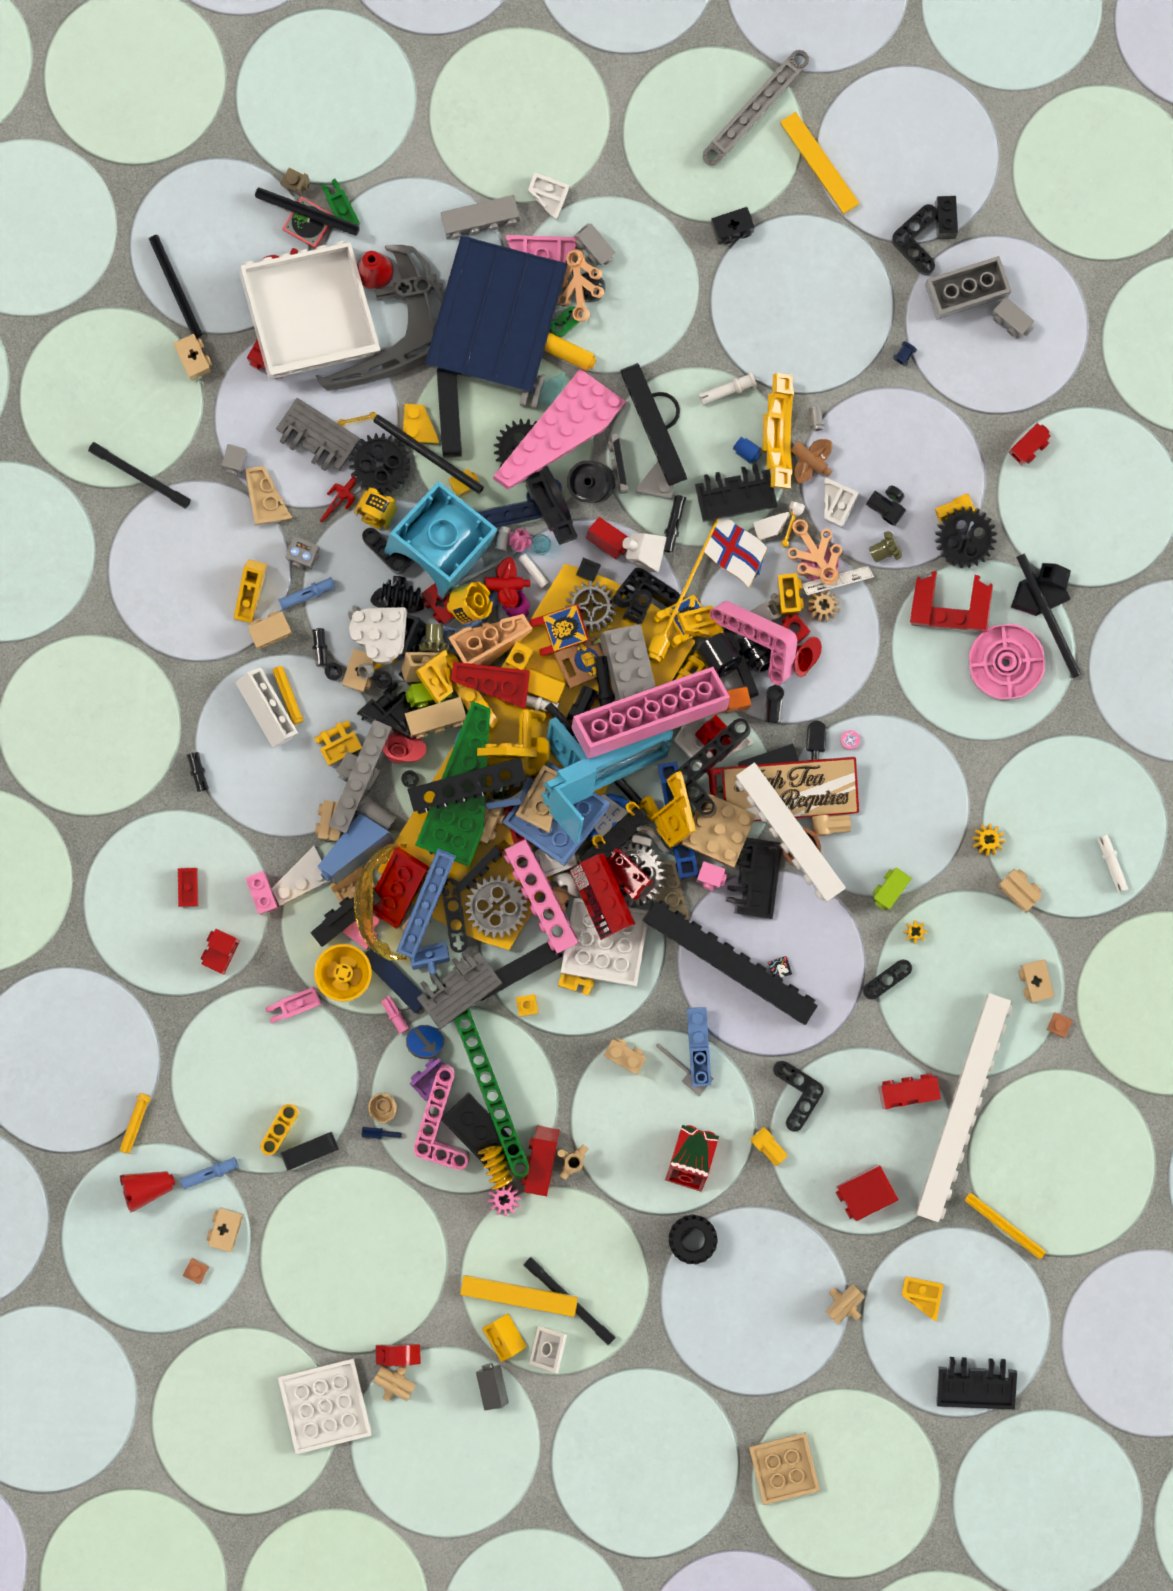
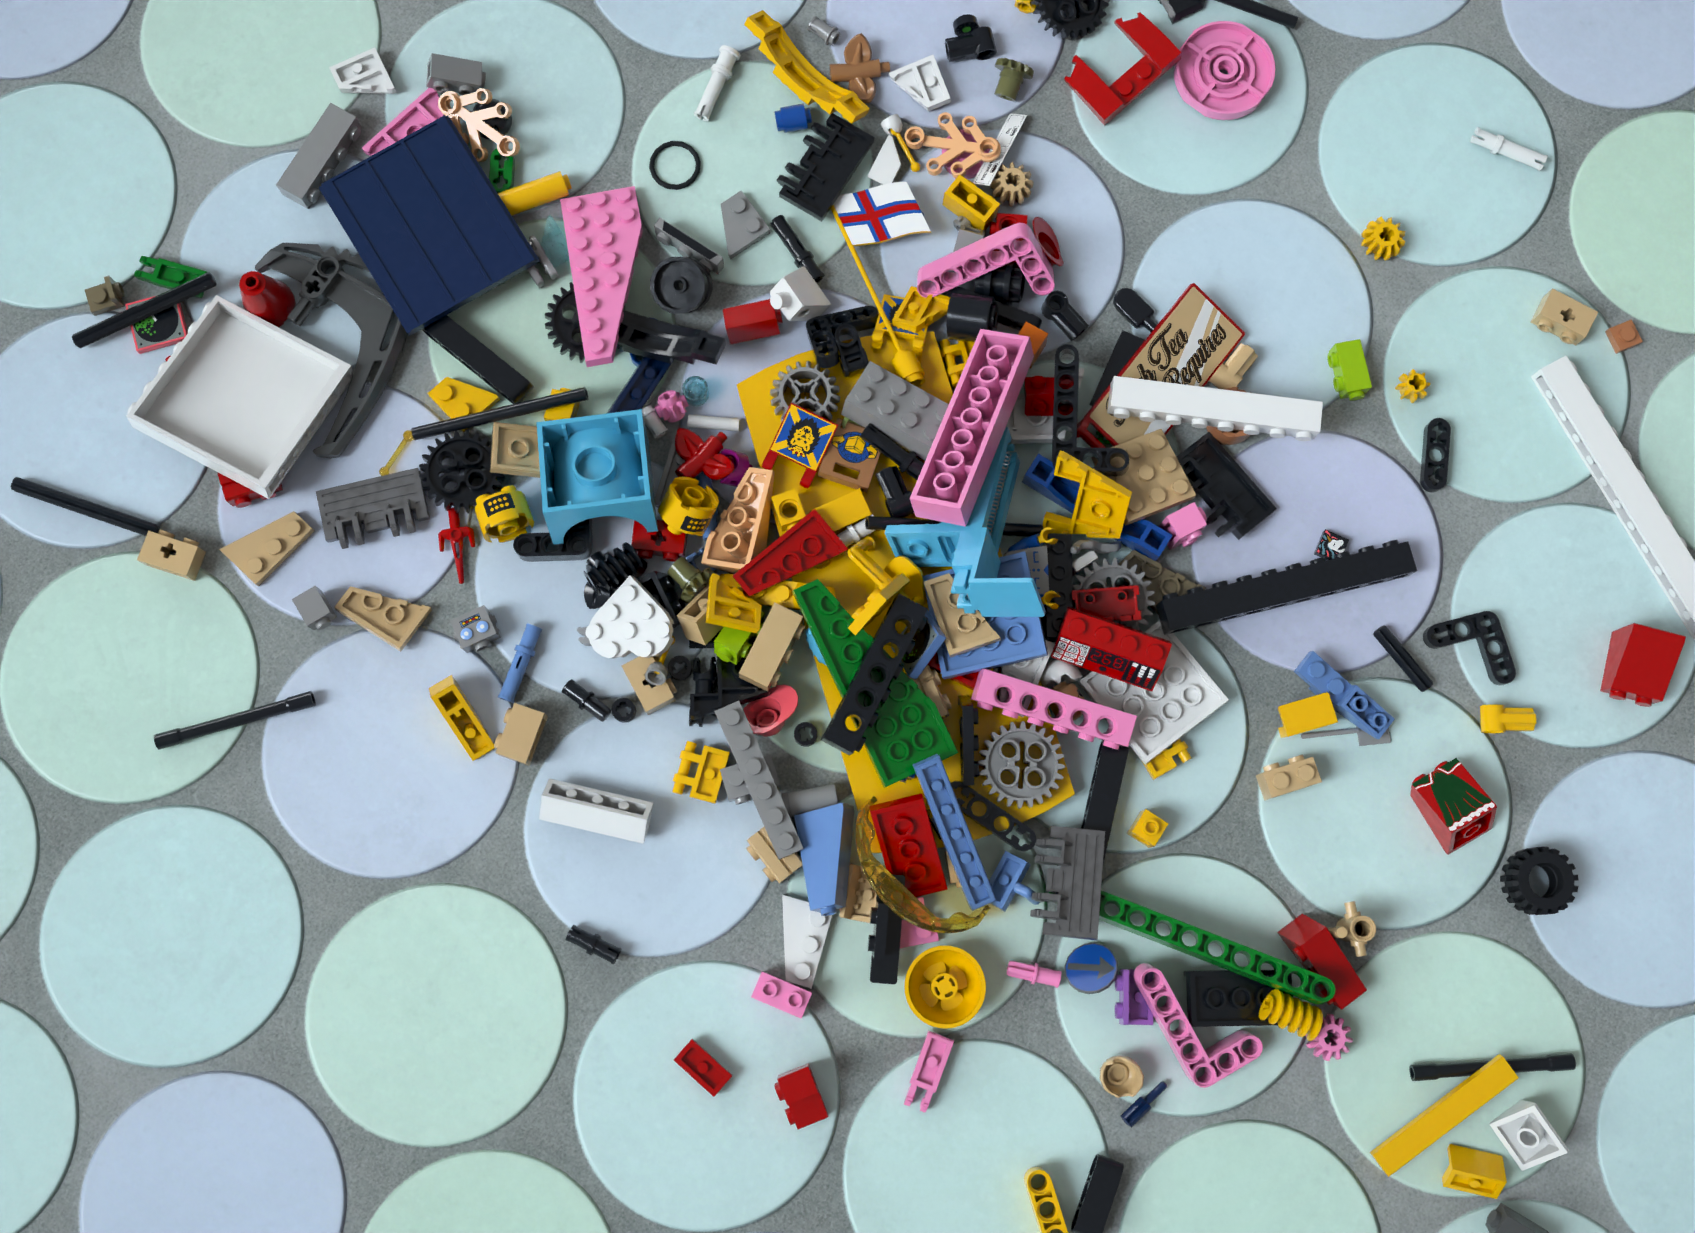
camera: 55 degrees left, 5 degrees down
(244, 402) = (268, 547): none -> tan wing
(287, 695) = (604, 778): yellow axle -> none
(395, 980) = (999, 939): dark blue tile -> none
(417, 480) = (515, 450): none -> tan plate
(588, 570) = (765, 366): black tile -> none
(653, 424) = (683, 178): black beam -> none
(668, 1035) = (1306, 715): none -> yellow panel
(752, 1060) = (1403, 658): none -> black axle
(850, 740) = (1165, 278): bright pink tile -> none
(909, 1091) = (1570, 534): red wedge -> none
(1020, 890) = (1459, 253): tan brick -> none

